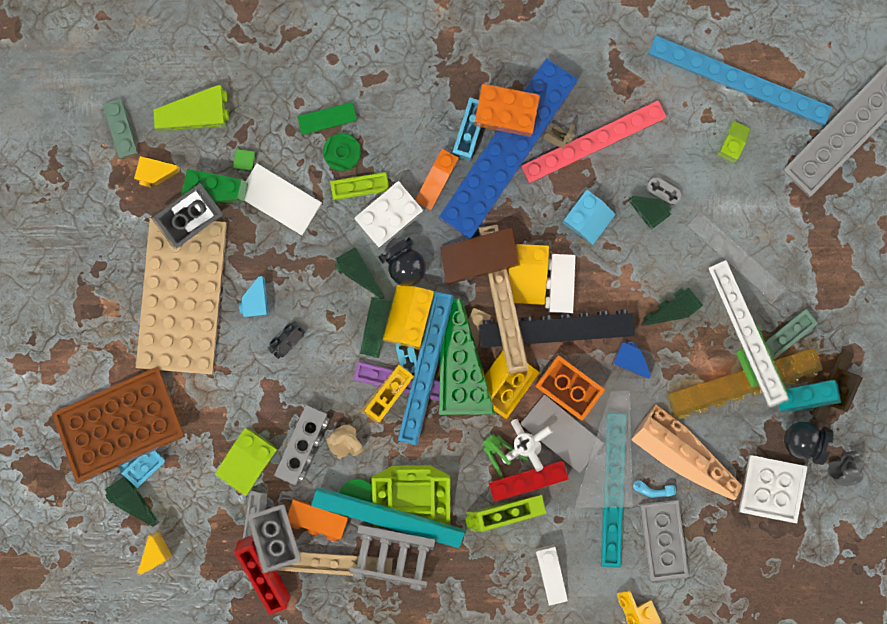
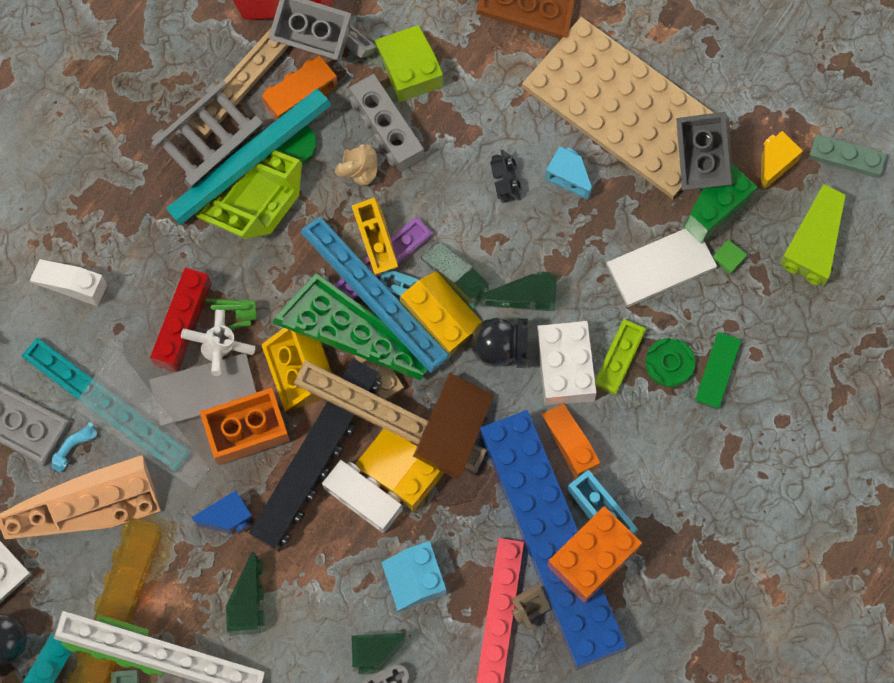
camera: 125 degrees right, 15 degrees down
(505, 513) = (164, 273): lime slope -> none

